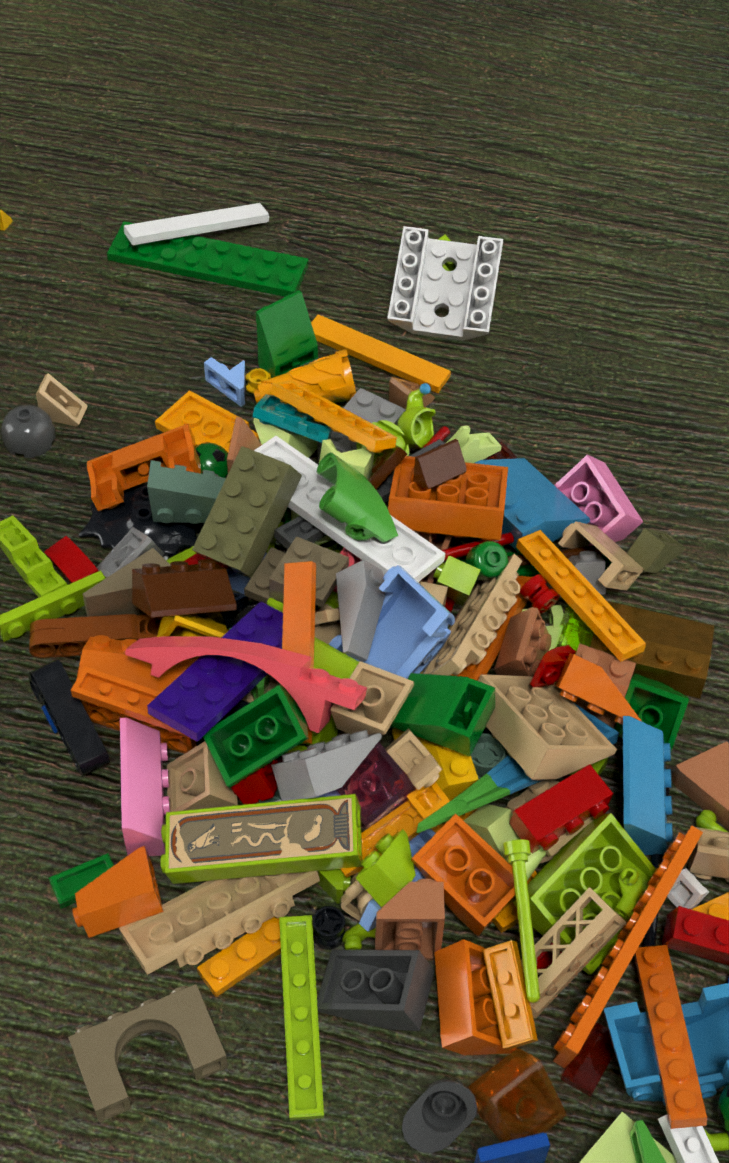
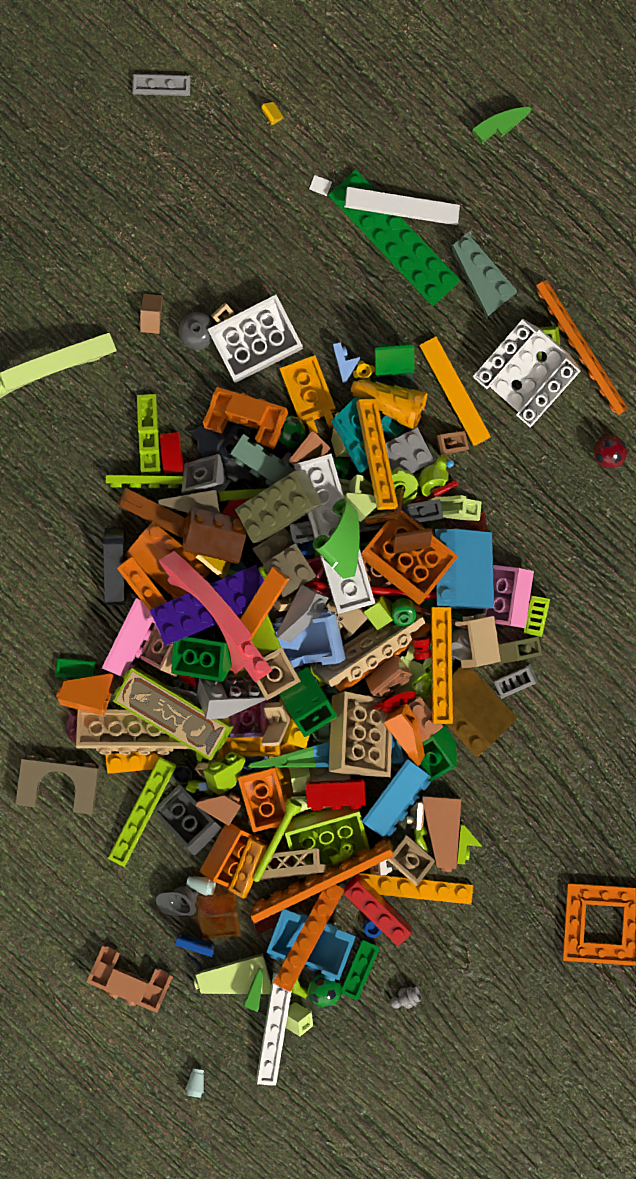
camera: 30 degrees right, 35 degrees up
(93, 254) = (320, 185): none -> white sticker
(107, 400) = (255, 338): none -> white slope
(122, 961) = (71, 728): none -> clear pink arm
(253, 127) = (500, 123): none -> bright green slope
(329, 240) = (483, 276): none -> sand green wedge
(462, 1067) = (201, 884): none -> light aqua cone
(515, 263) = (585, 353): none -> orange plate
(593, 318) = (610, 452): none -> dark red piece
(642, 492) = (544, 610): none -> lime slope
(685, 799) = (416, 816): none -> tan piece
(688, 569) = (533, 680): none -> light grey slope

